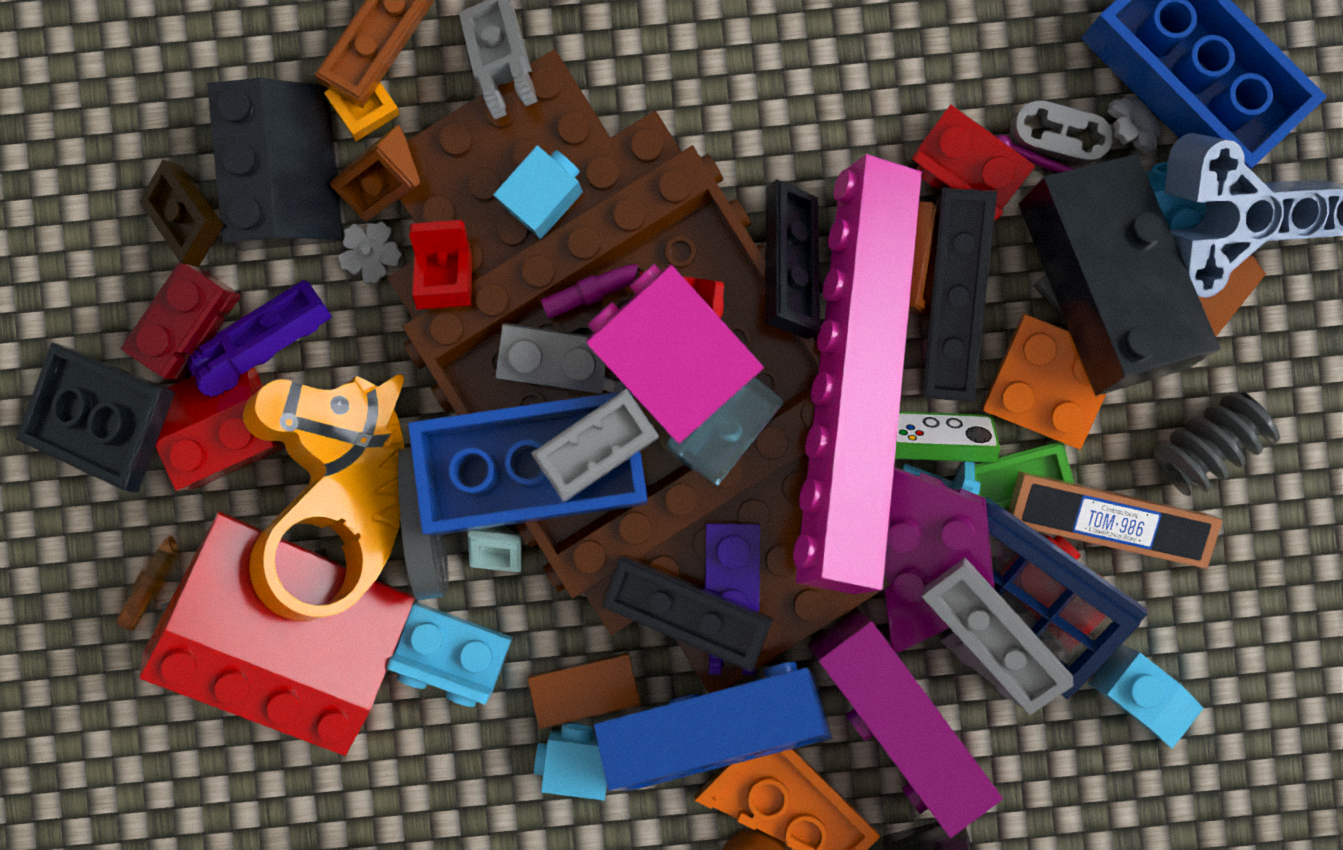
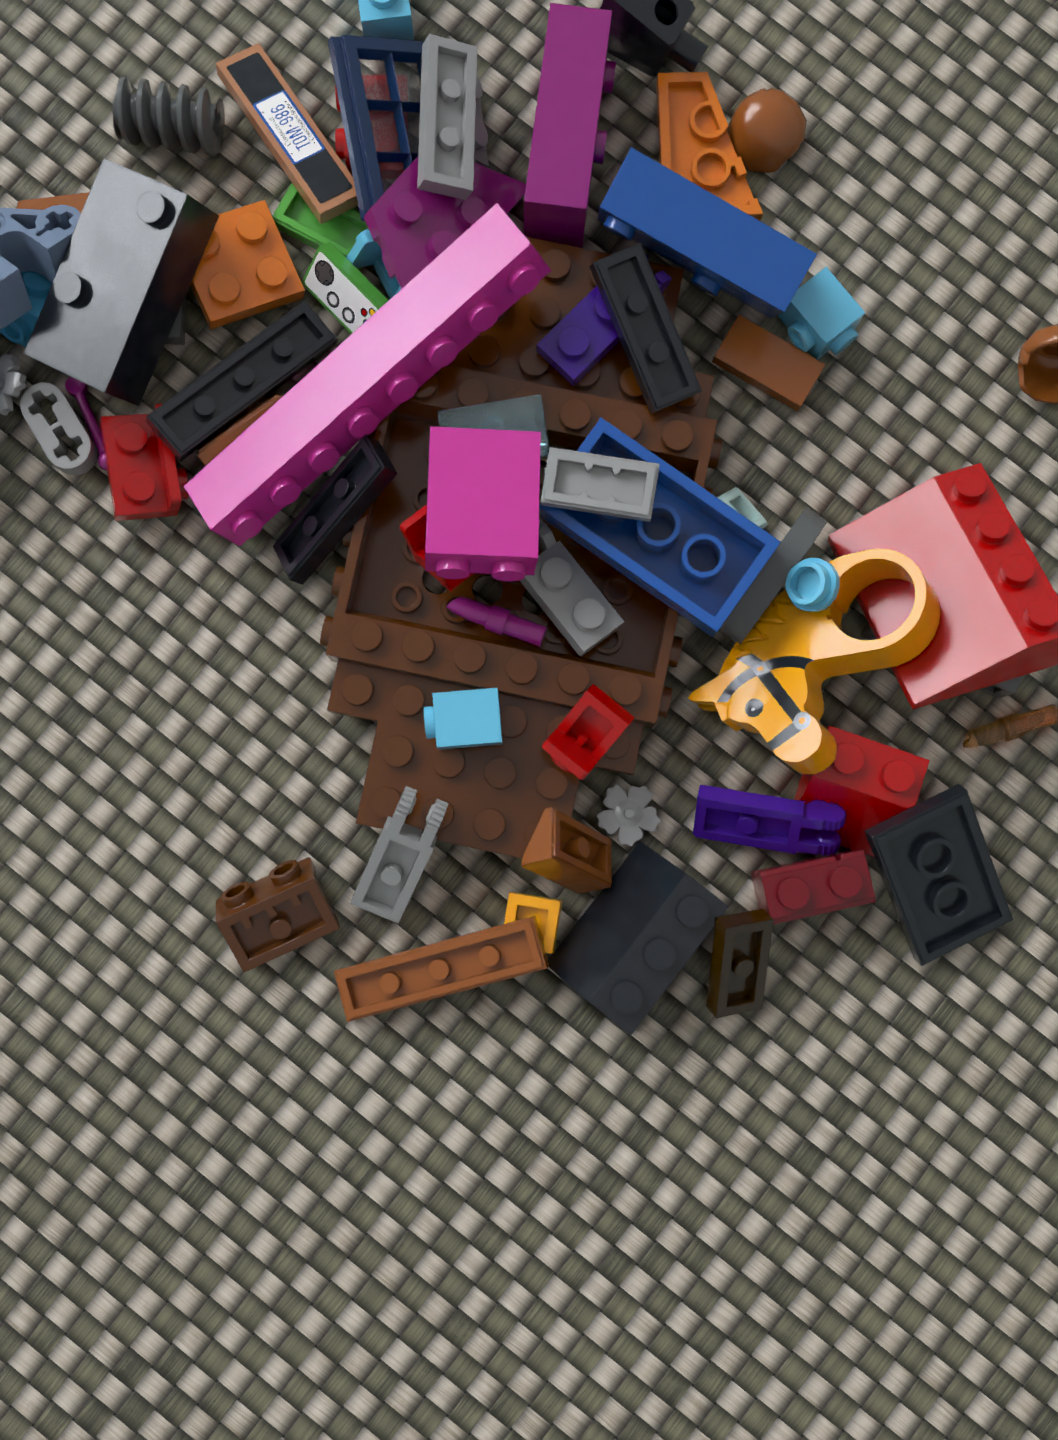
camera: 140 degrees left, 5 degrees down
(375, 532) = (812, 584): none -> medium azure plate
(449, 655) = (840, 471): medium azure bracket -> none

